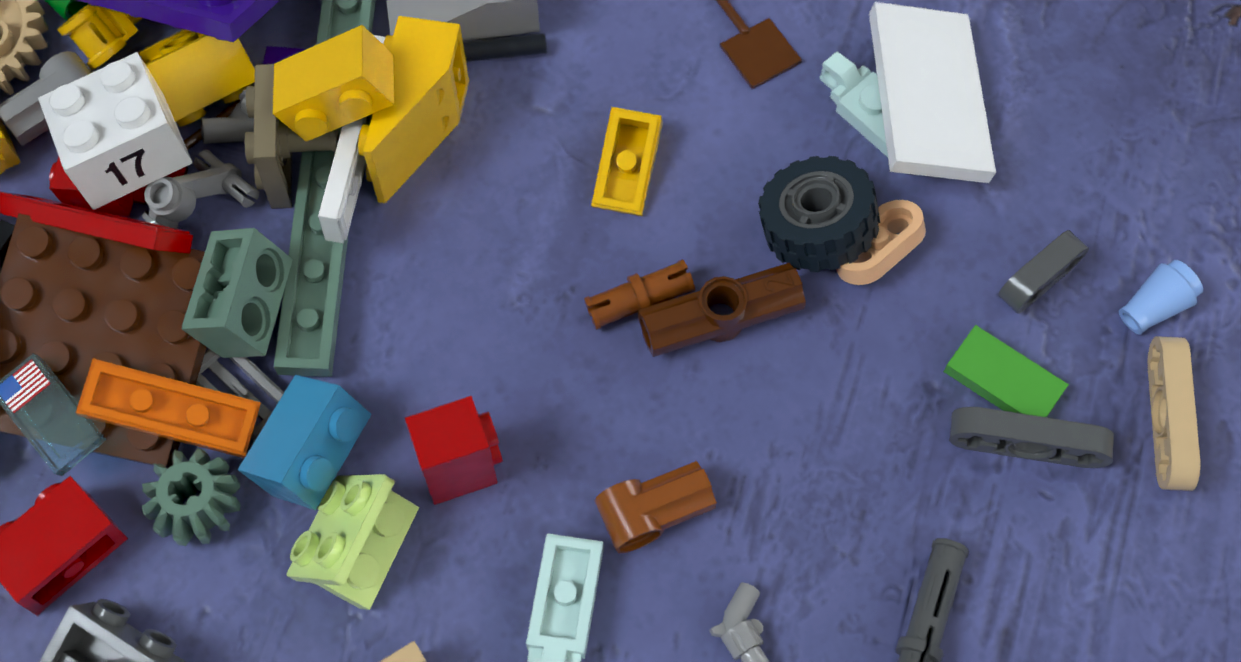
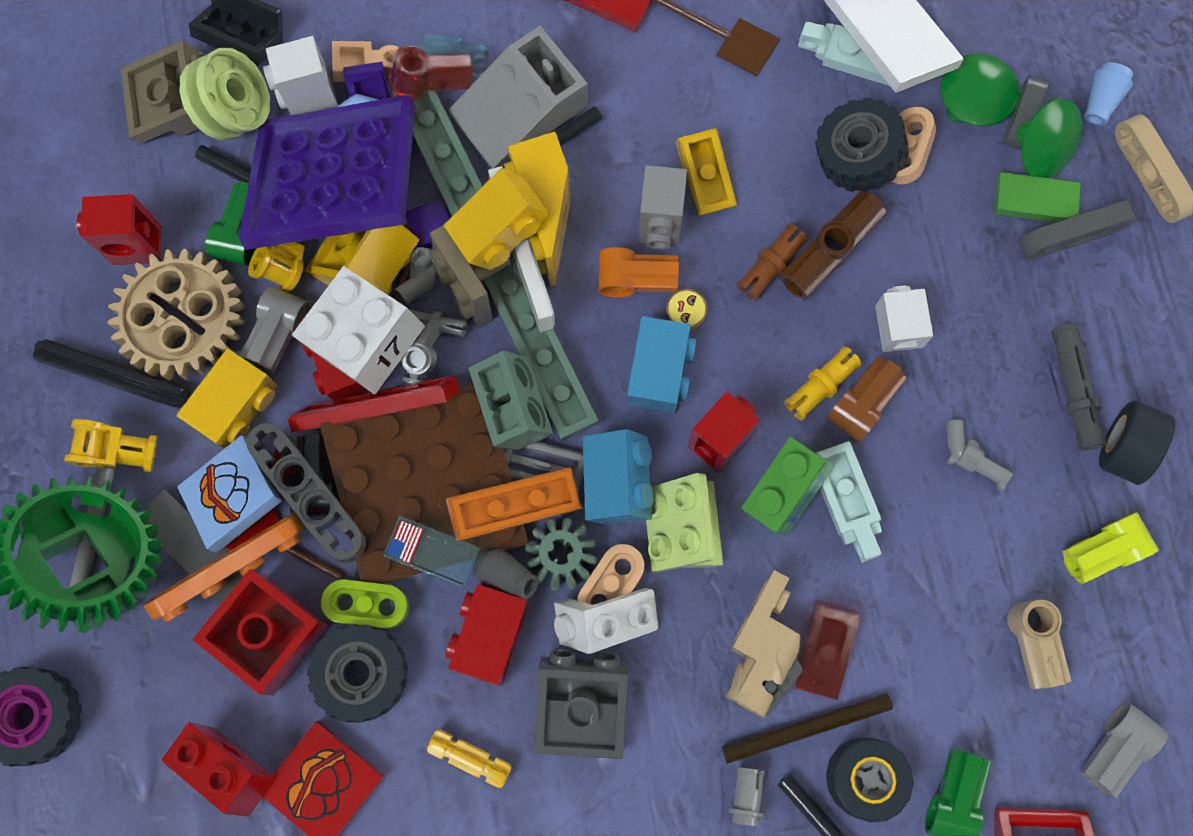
camera: 25 degrees left, 10 degrees up
(112, 483) = (504, 573): none -> dark grey cone
(193, 600) = (606, 623): none -> white bracket
(226, 559) = (607, 581): none -> light nougat plate
(436, 343) = (658, 365): none -> dark azure brick
(465, 224) = (626, 273): none -> orange piece
(491, 553) = (787, 487): none -> bright green brick
(510, 301) = (687, 307): none -> light yellow tile
(541, 167) = (662, 206): none -> light grey brick
(616, 461) = (822, 383): none -> yellow pin
(754, 434) = (903, 319): none -> white brick
(1004, 222) = (980, 91): none -> green dish
(1054, 312) = (1050, 138): none -> green dish

